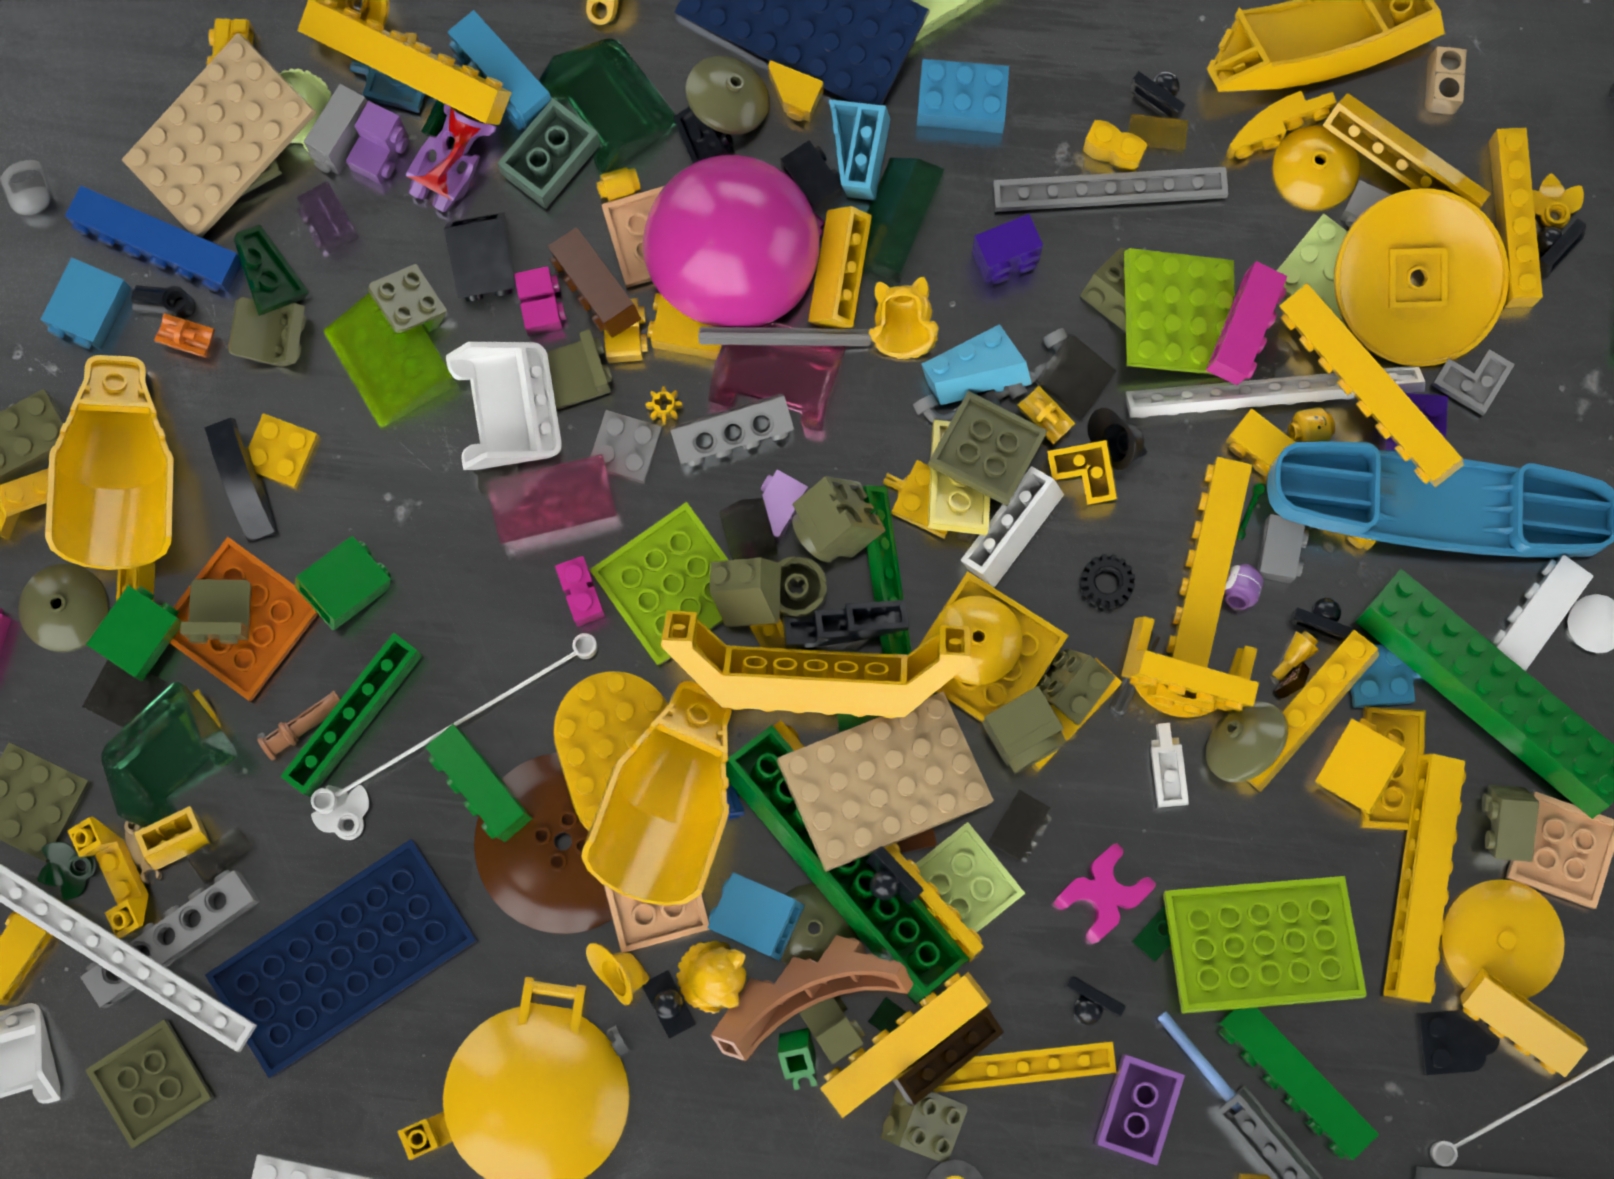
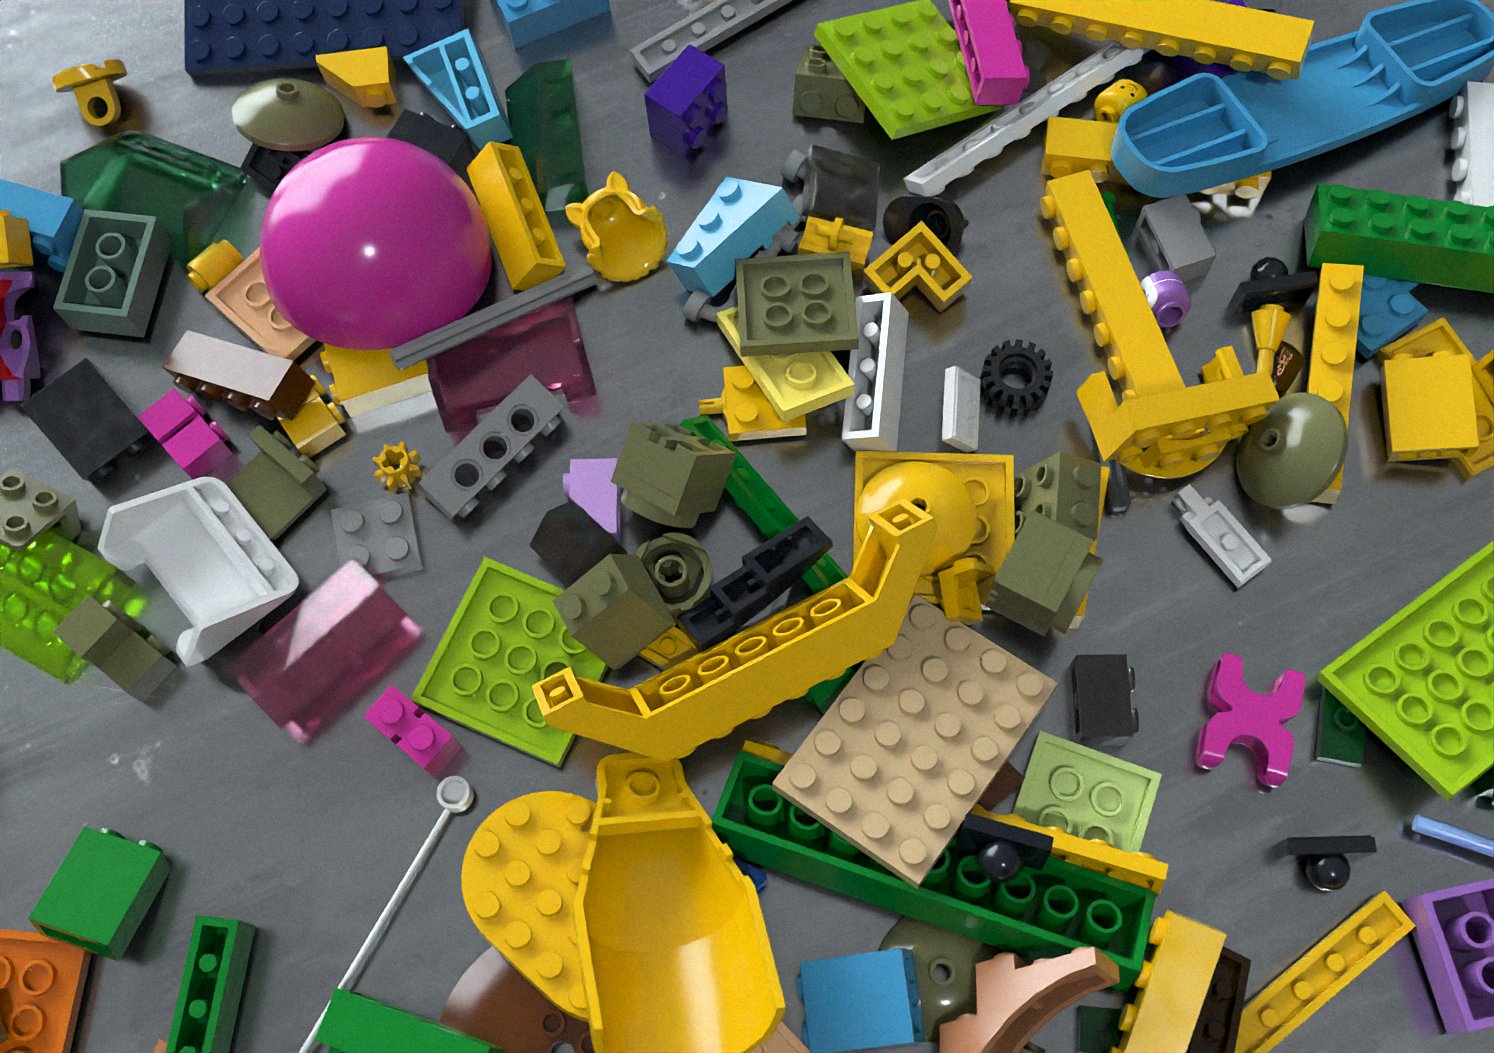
camera: 30 degrees left, 10 degrees down
(423, 423) = (112, 644): none -> olive brick
(972, 707) = (960, 590): none -> yellow bracket
(1055, 583) = (961, 409): none -> white plate

